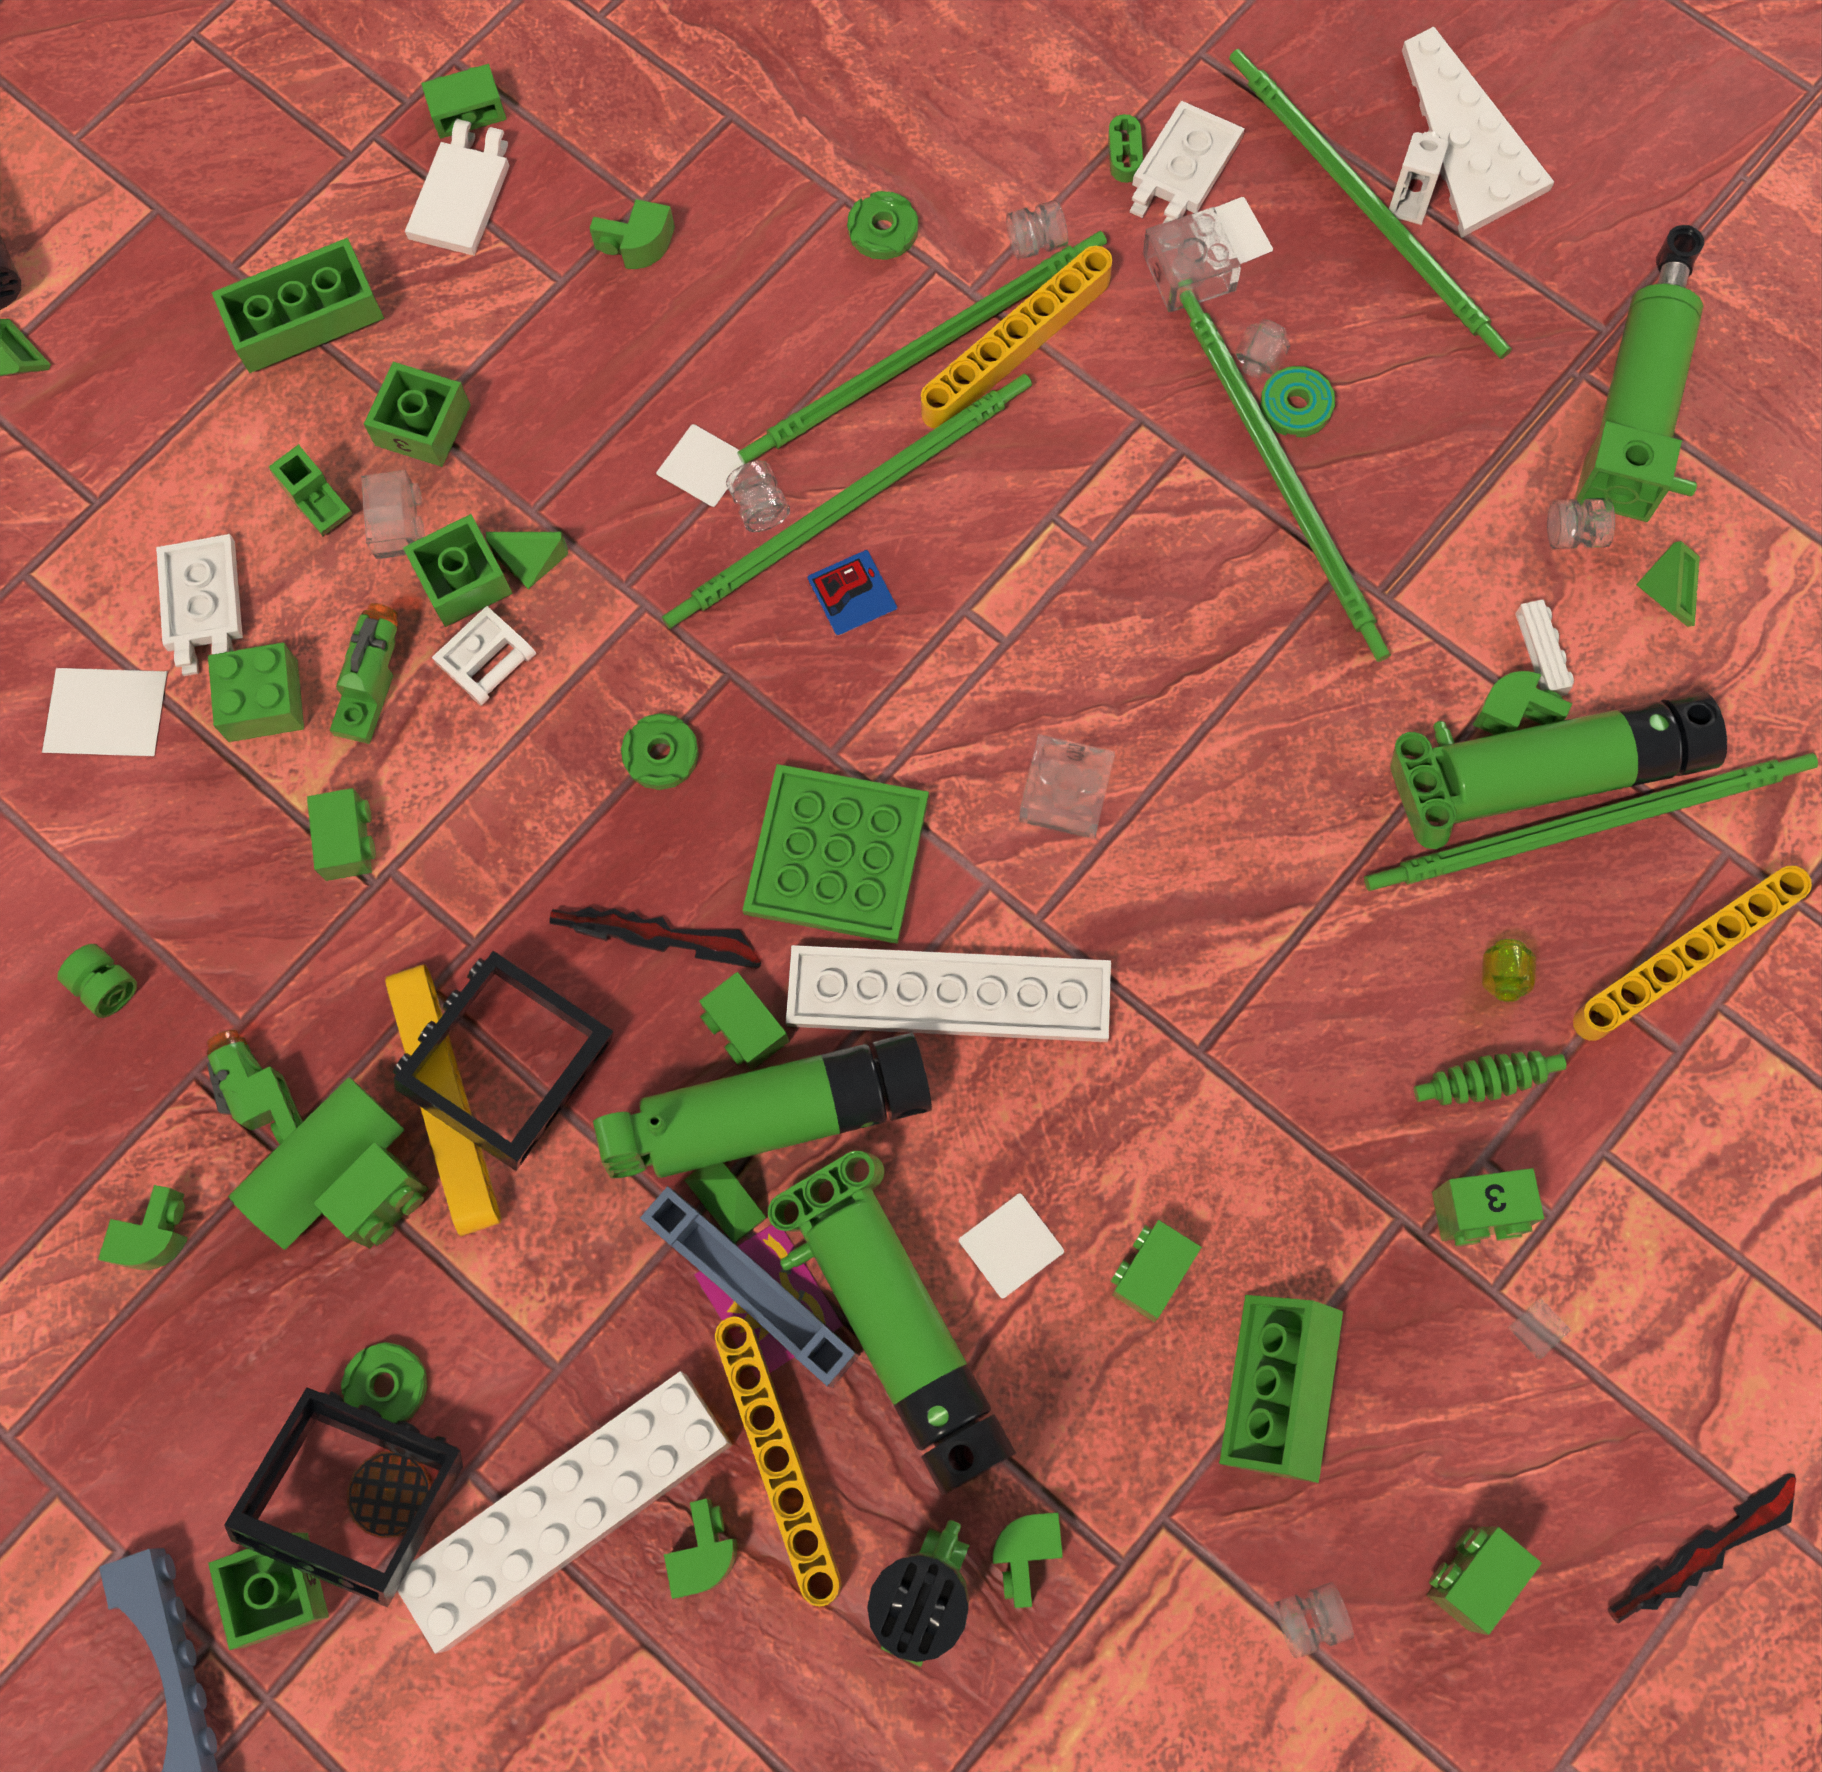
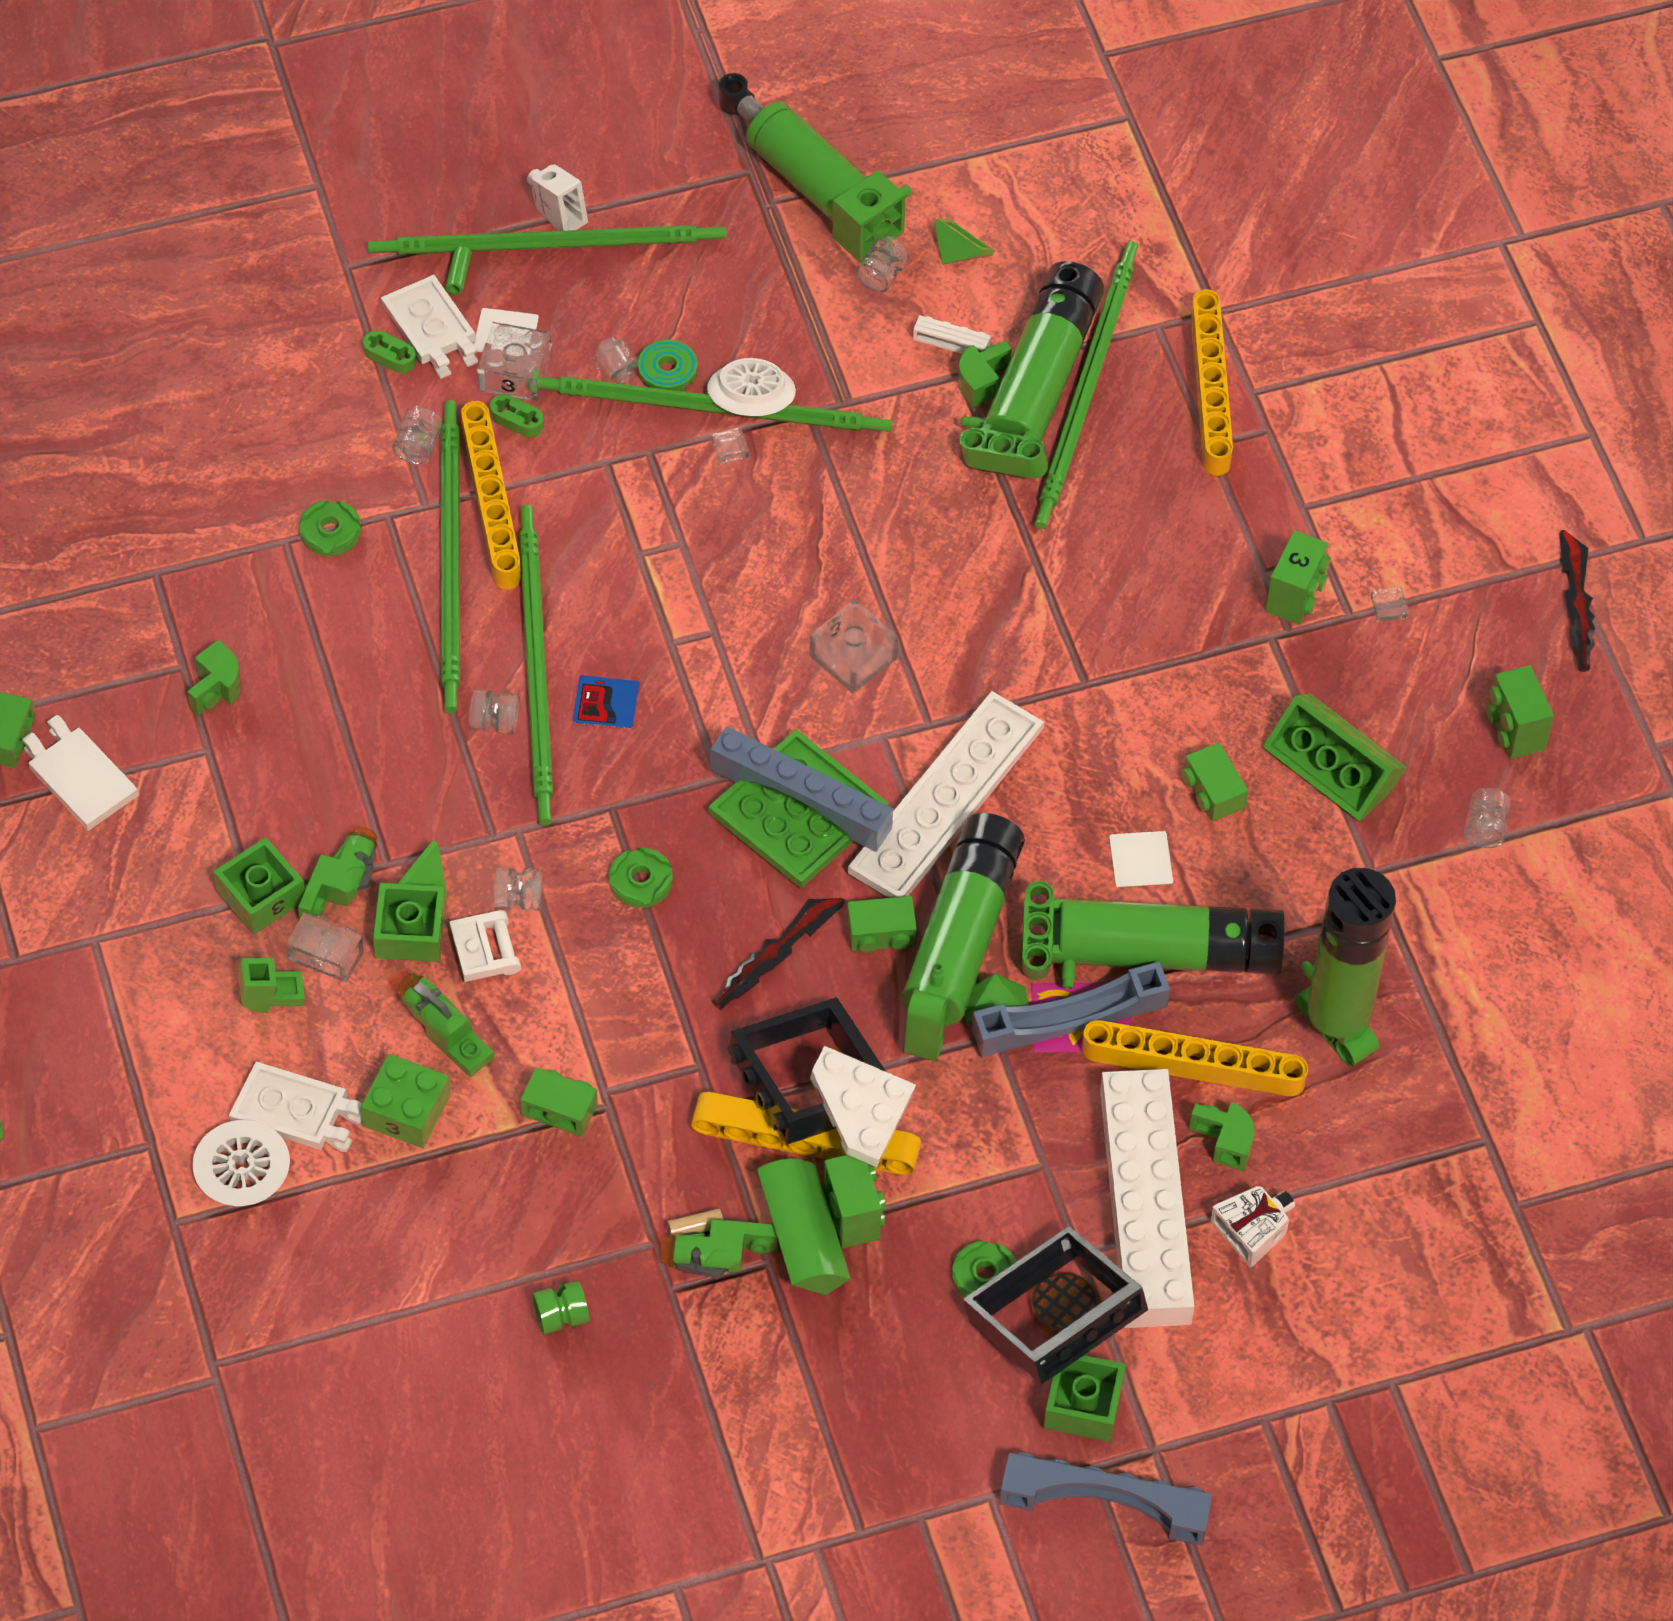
camera: 65 degrees left, 15 degrees down
(87, 564) = (237, 1133): none -> white piece
(104, 712) = (335, 1219): white sticker -> none
(151, 1243) = (782, 1370): bright green brick -> none
(276, 1052) = (694, 1223): none -> tan axle
(297, 305) = (102, 919): bright green brick -> none
(463, 1139) = (861, 1103): none -> white plate
(477, 479) = (341, 877): none -> bright green plate
(561, 642) = (518, 889): none -> clear wheel
(603, 1652) = (1253, 1222): none -> white torso
(701, 465) = (434, 739): white sticker -> none
(842, 842) = (854, 812): none -> sand blue arch
(1140, 303) = (515, 417): none -> bright green beam
(1243, 518) = (730, 445): none -> clear tile
(1267, 147) = (458, 270): none -> bright green axle
(1305, 478) = (751, 387): none -> white piece
(1485, 158) = (583, 153): white wing -> none
(1490, 1077) = (1215, 534): bright green piece -> none
(1508, 970) = (1154, 482): clear neon green head -> none

